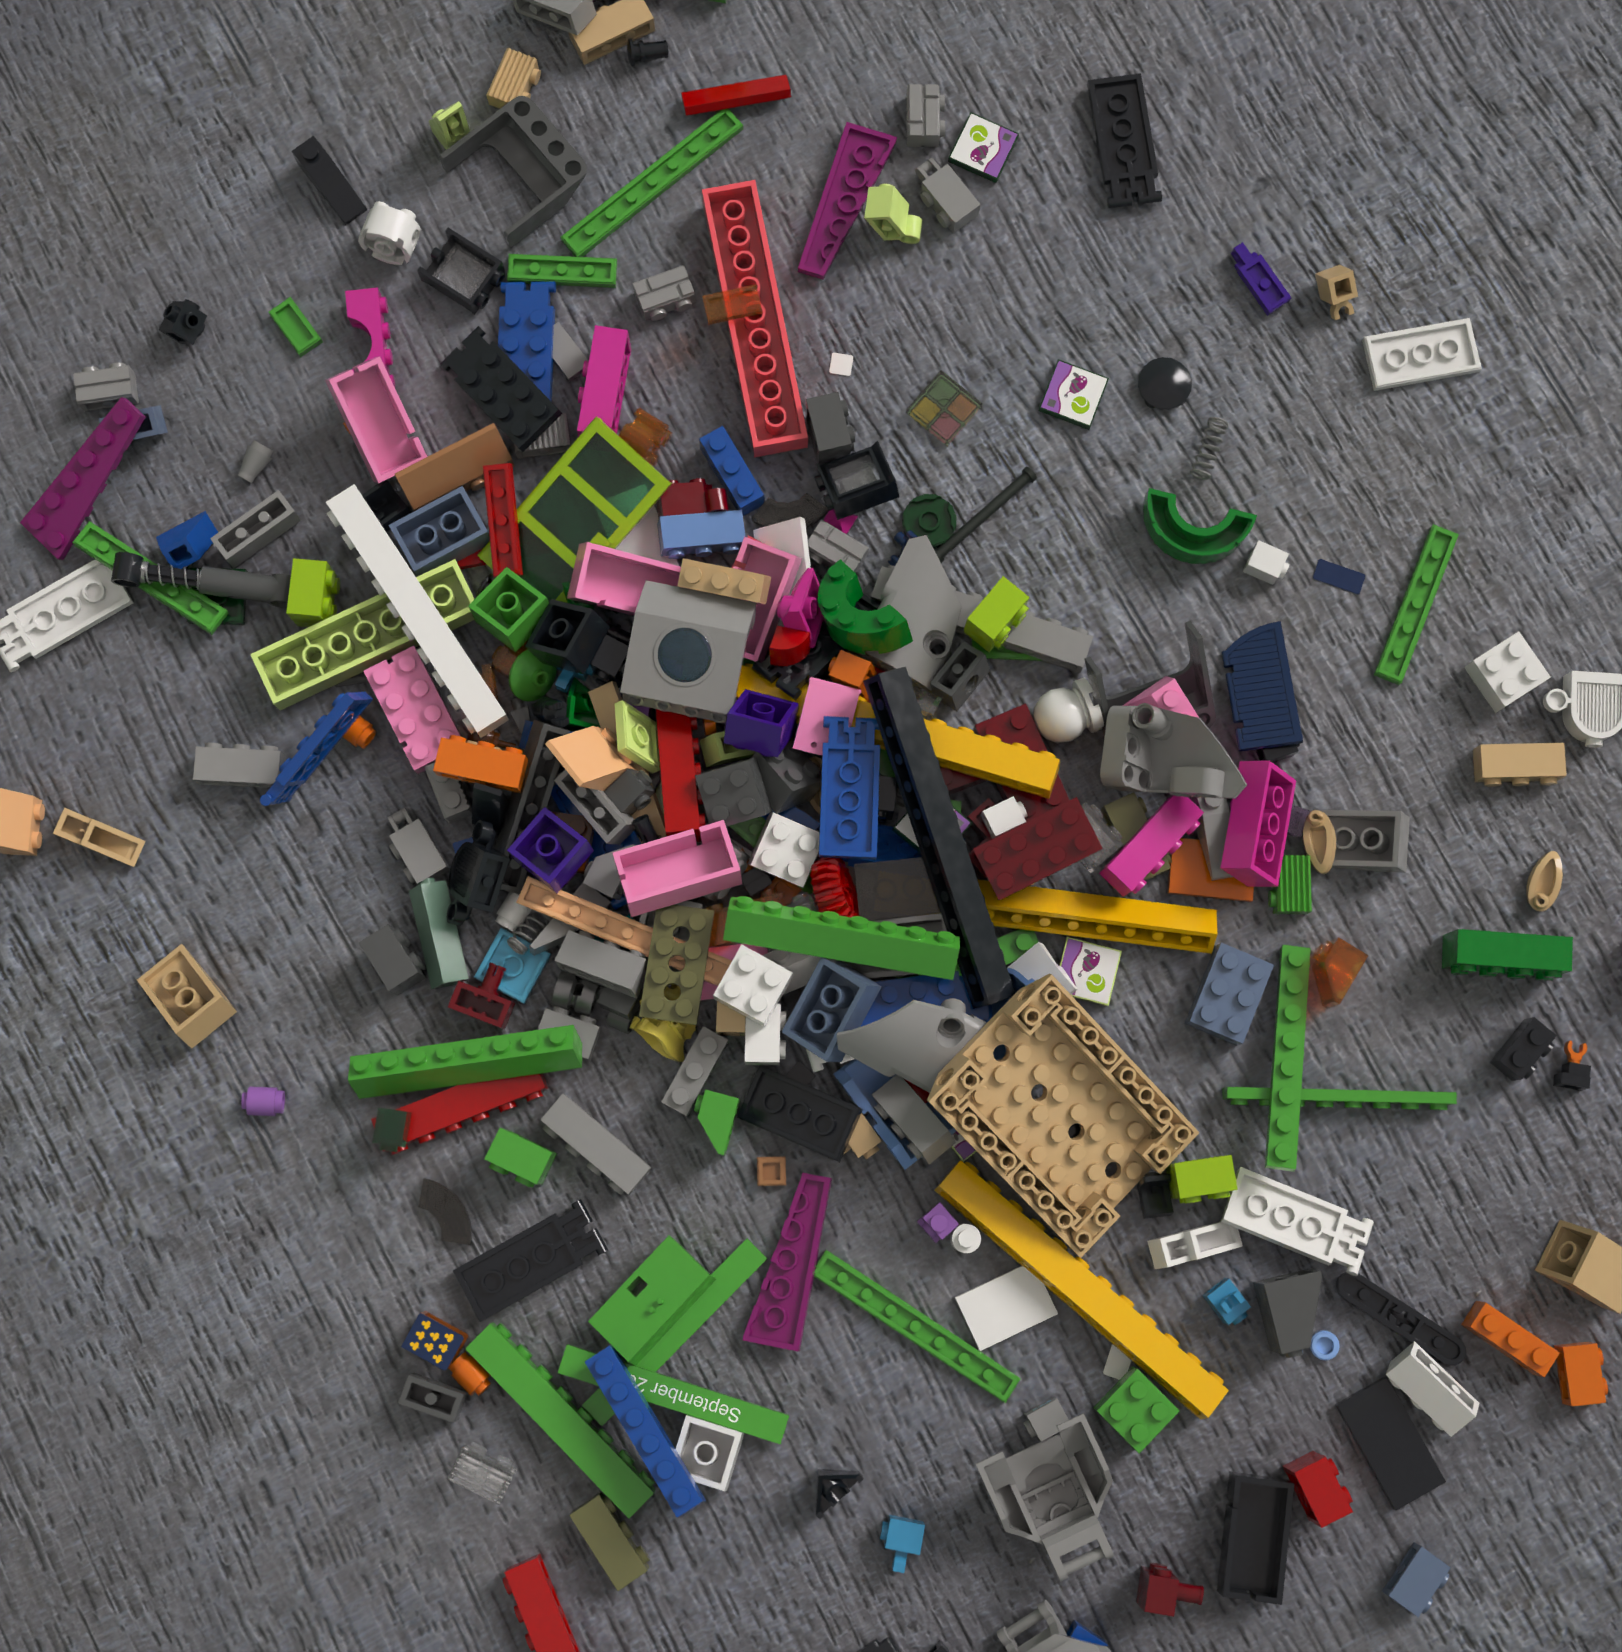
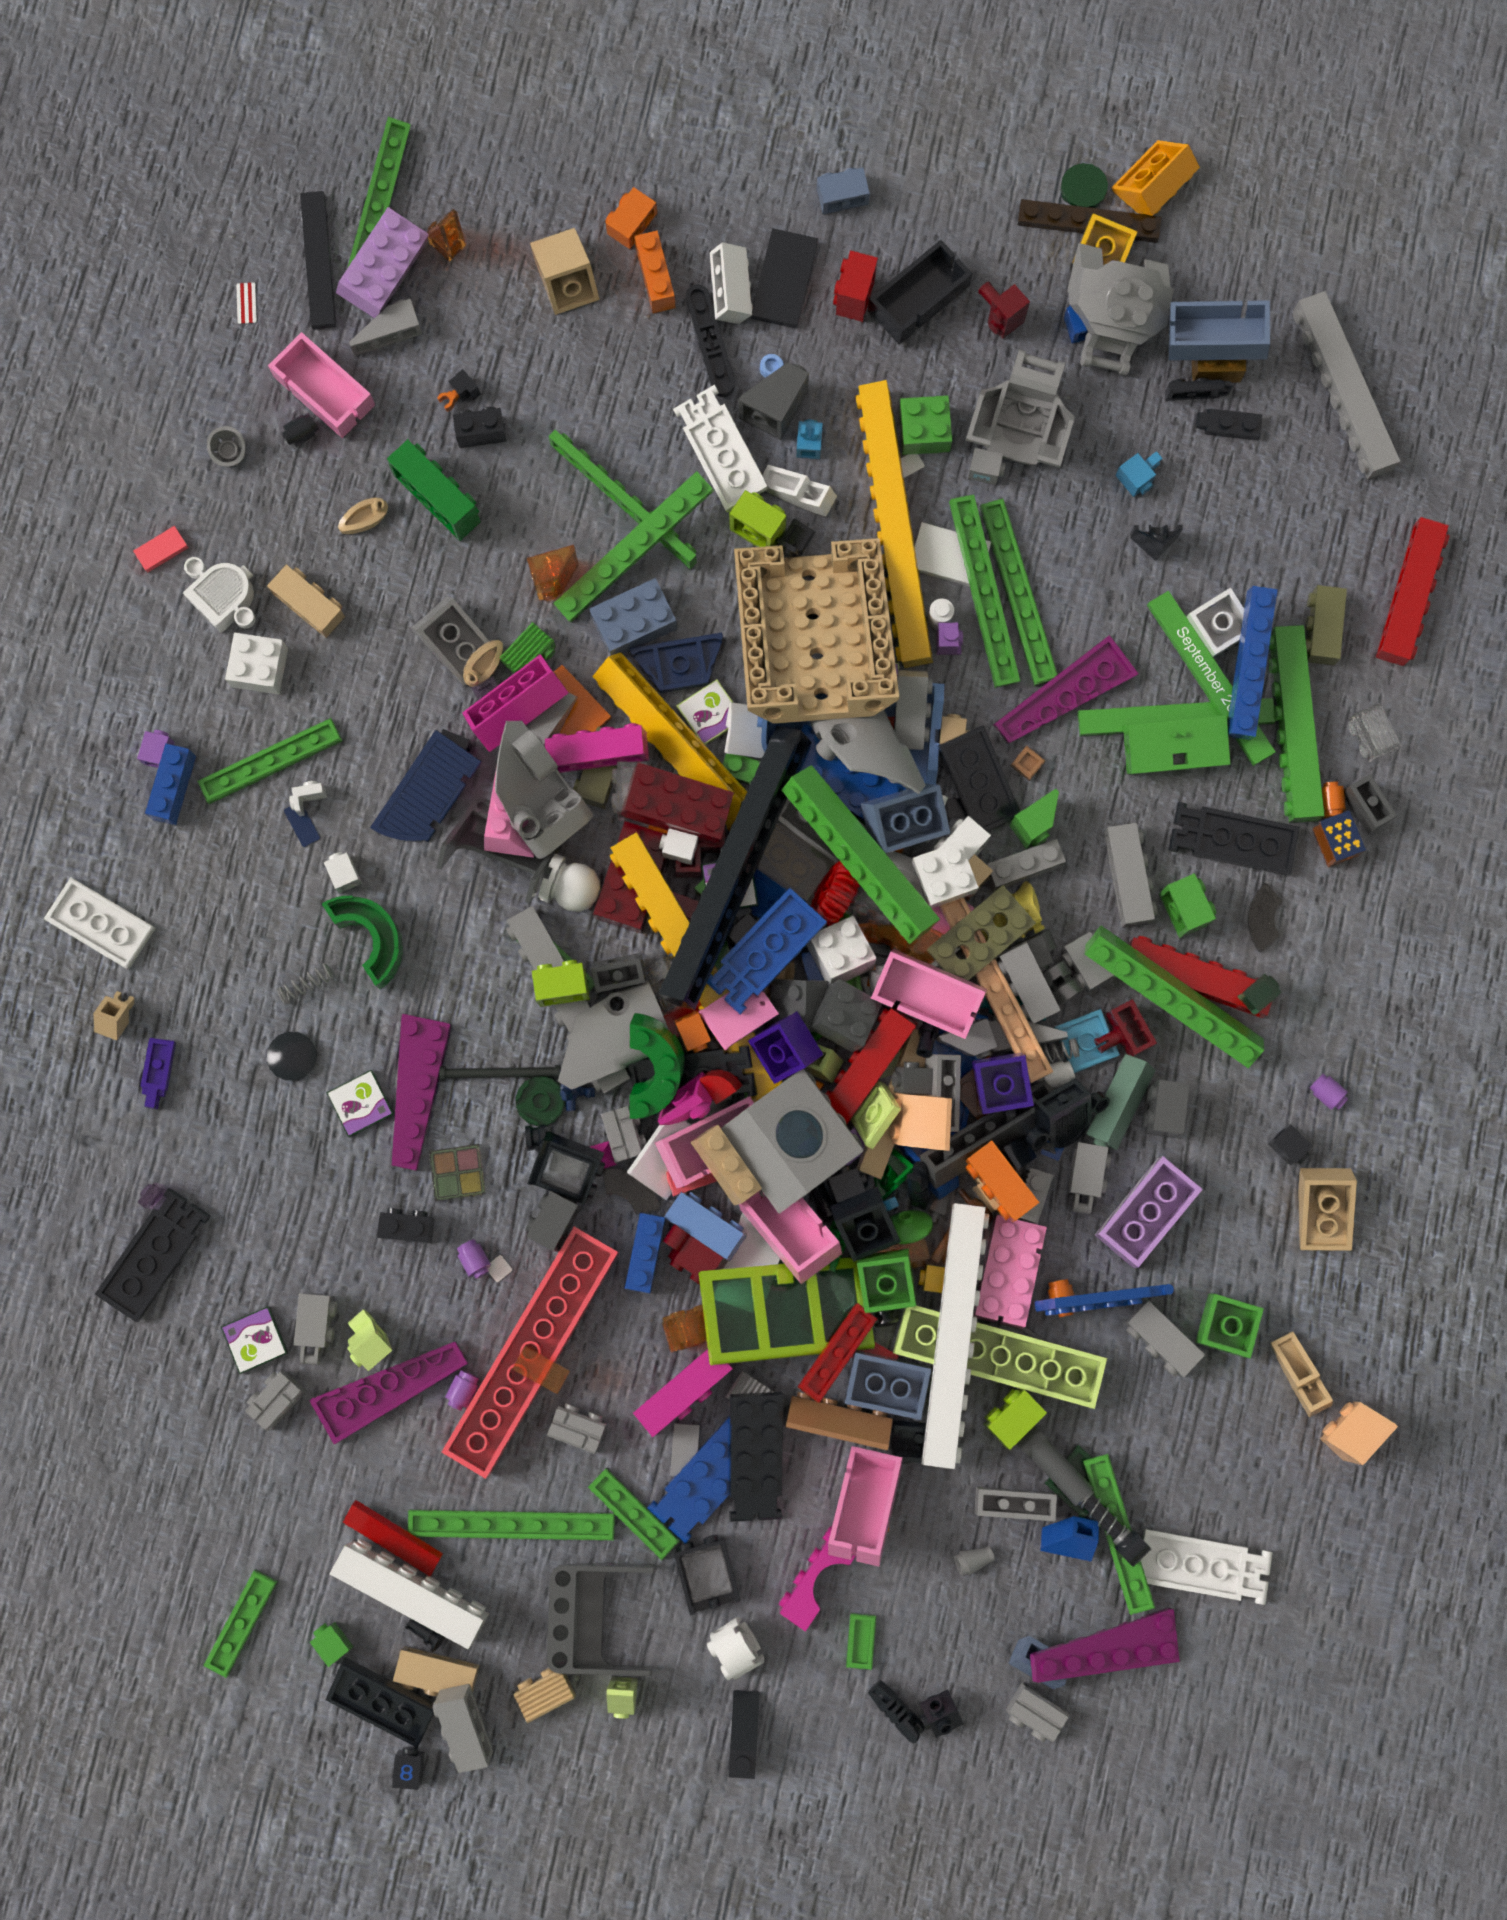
camera: 135 degrees left, 0 degrees up
(191, 822) = (1229, 1325): none -> bright green brick
(222, 296) = (898, 1712): none -> black hinge
(259, 1022) = (1291, 1145): none -> black brick
(338, 859) = (1148, 1212): none -> lavender brick
(477, 650) = (932, 1278): none -> yellow brick
(684, 62) = (410, 1593): none -> white brick
(783, 245) = (462, 1390): none -> medium lavender brick
(867, 351) = (473, 1259): none -> medium lavender brick
(907, 487) = (535, 1136): none -> black wheel
(944, 328) = (404, 1227): none -> black brick
(946, 1295) = (984, 591): none -> bright green plate
(1058, 469) = (419, 1062): none -> magenta wing
(1153, 992) = (679, 662): none -> dark blue wing
(1169, 182) = (151, 1195): none -> clear purple plate
(1363, 592) = (309, 791): none -> white bracket
(1476, 510) = (170, 784): none -> blue brick
(1517, 529) = (152, 747): none -> medium lavender brick

